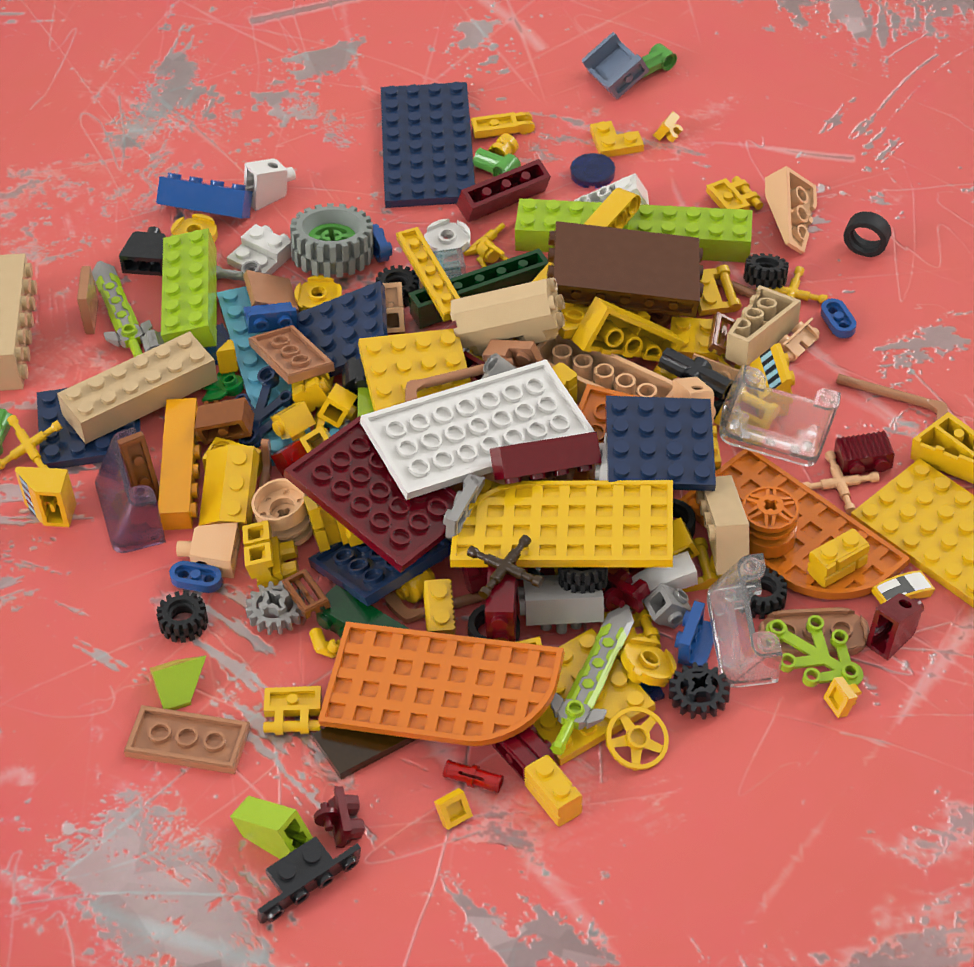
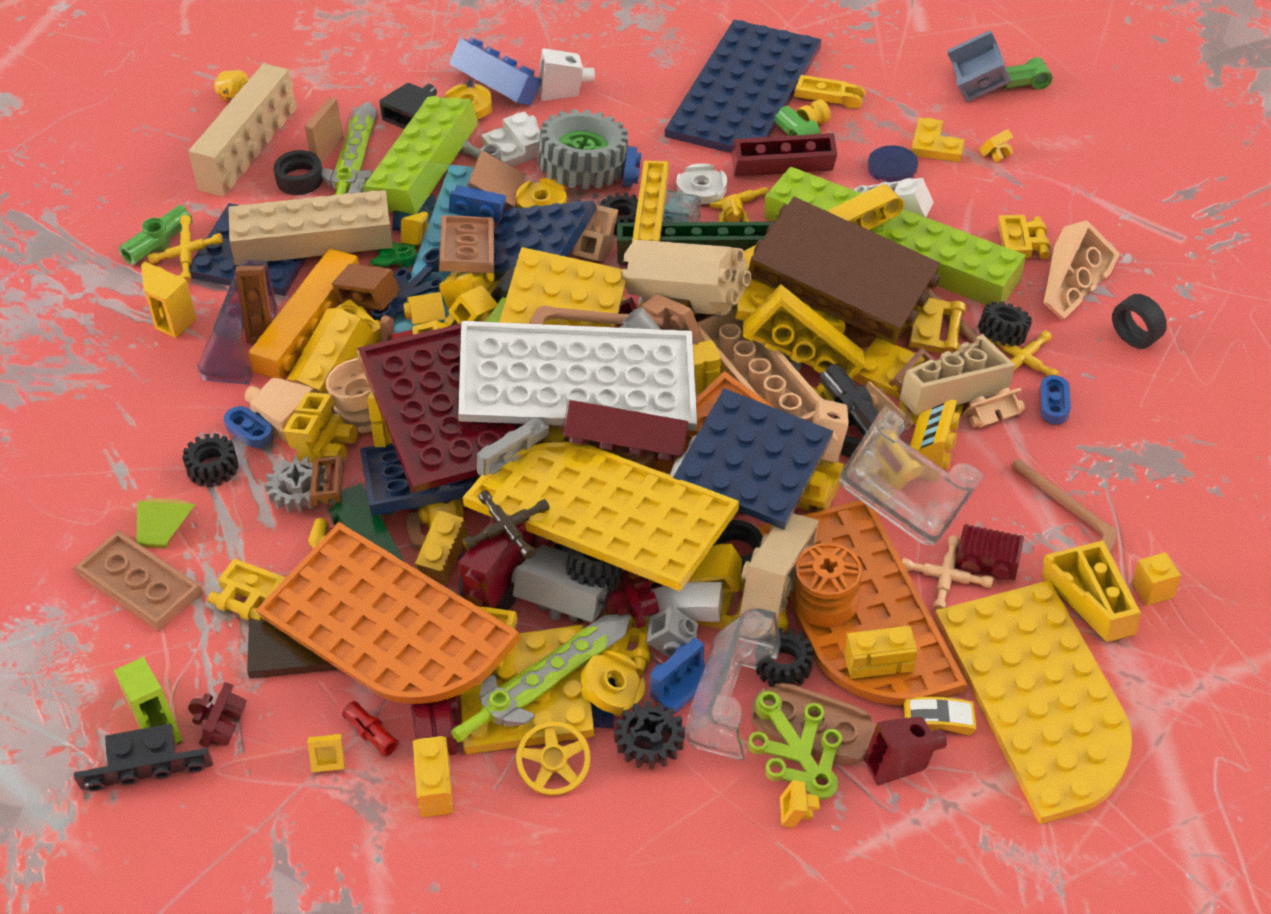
camera: 25 degrees right, 0 degrees up
(81, 331) = (298, 184): none -> black tyre

